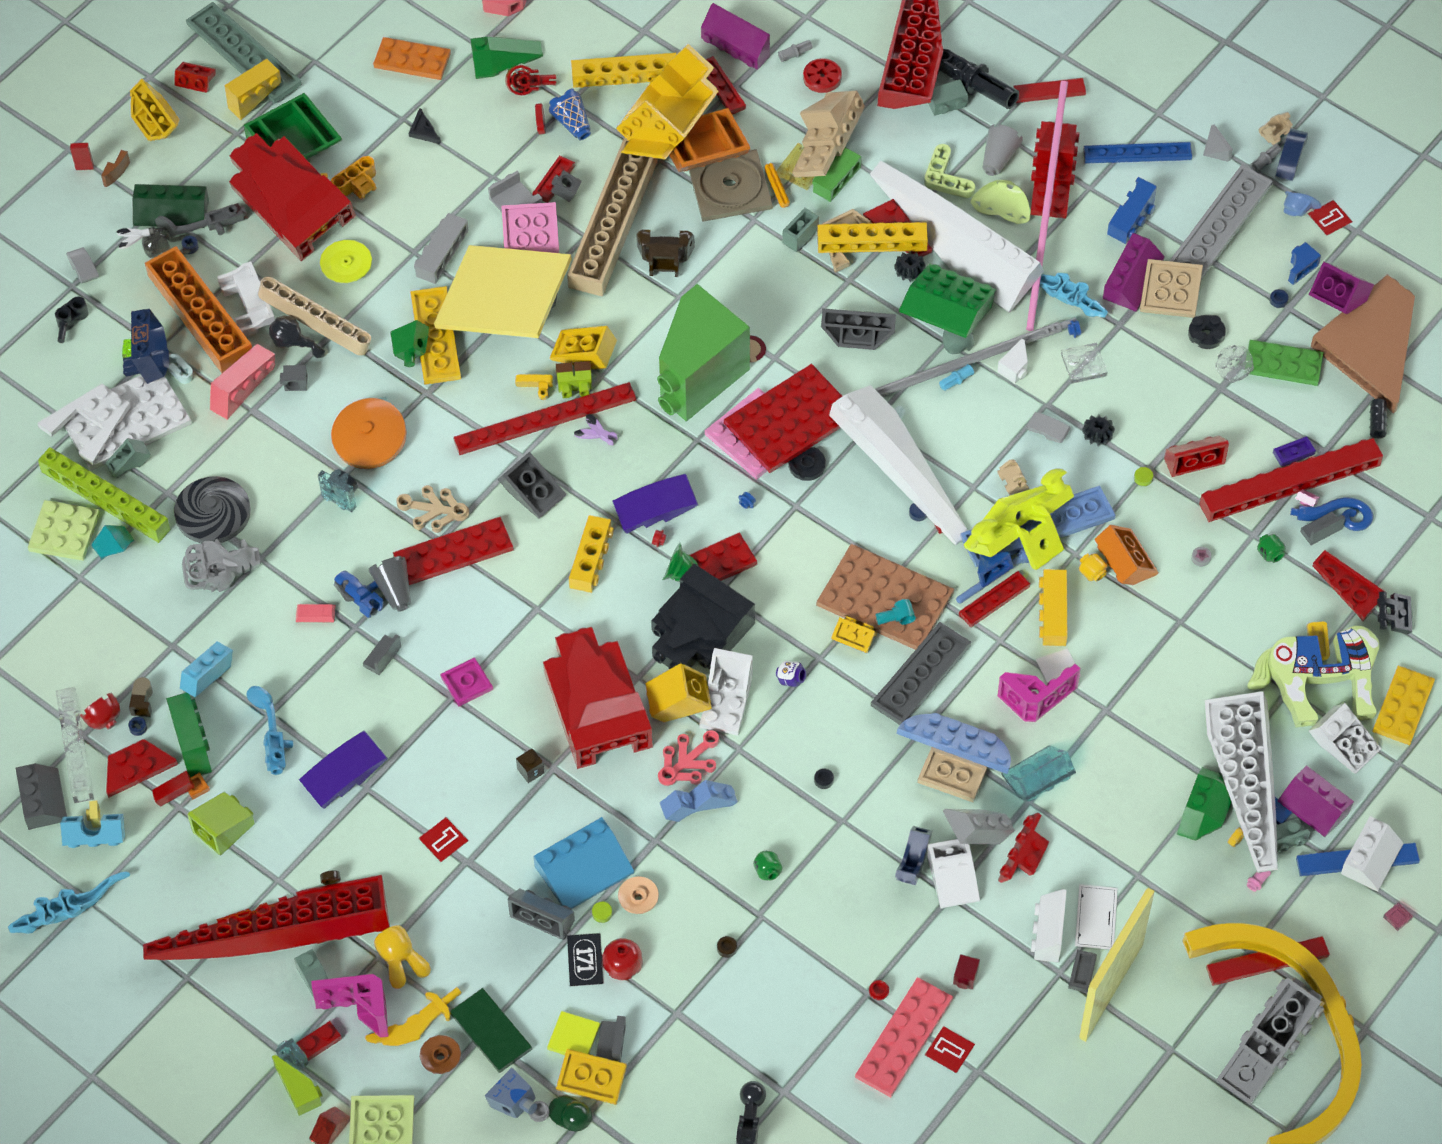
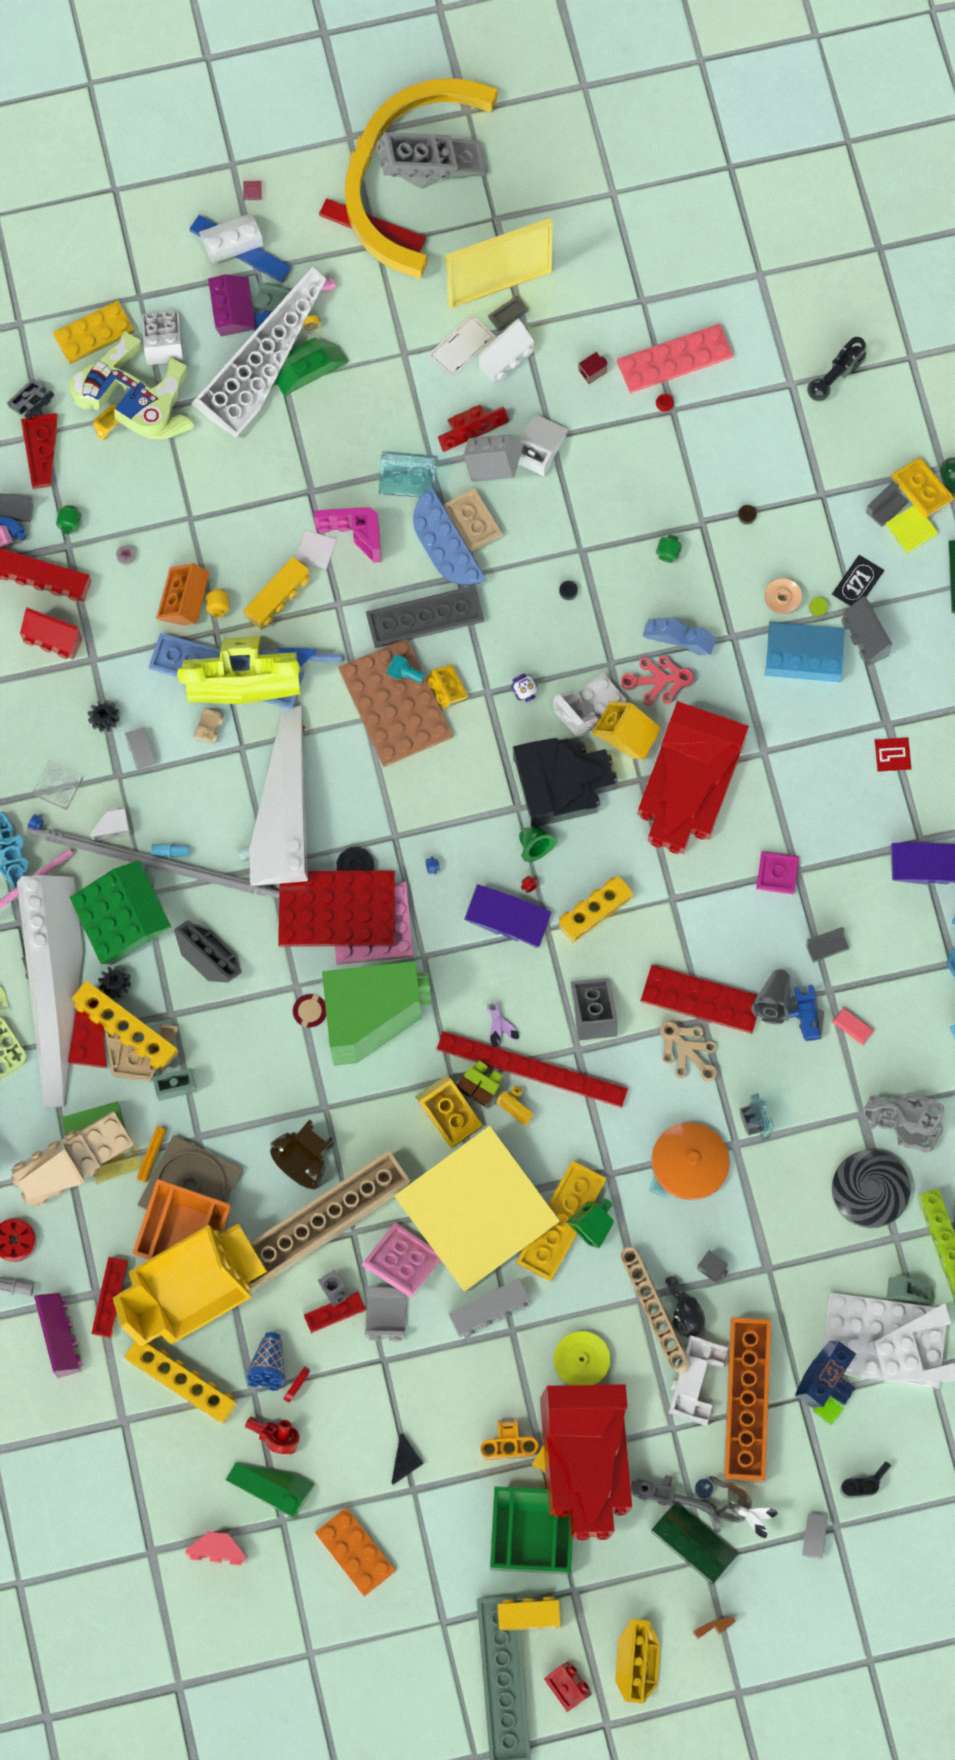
camera: 140 degrees left, 15 degrees up
(82, 156) = (738, 1658): red tile -> none
(181, 366) = (797, 1355): light aqua beam -> none
(240, 380) = (759, 1295): coral wedge -> none
(530, 765) = (784, 758): dark brown brick -> none
(622, 959) = (831, 559): red cylinder -> none
(725, 557) = (493, 829): red plate -> none
(914, 855) = (560, 475): arch -> none
(916, 514) = (309, 755): dark blue tile -> none
(949, 1049) = (649, 329): red sticker -> none
(994, 599) = (313, 638): red tile -> none
(1143, 476) = (105, 653): lime tile -> none

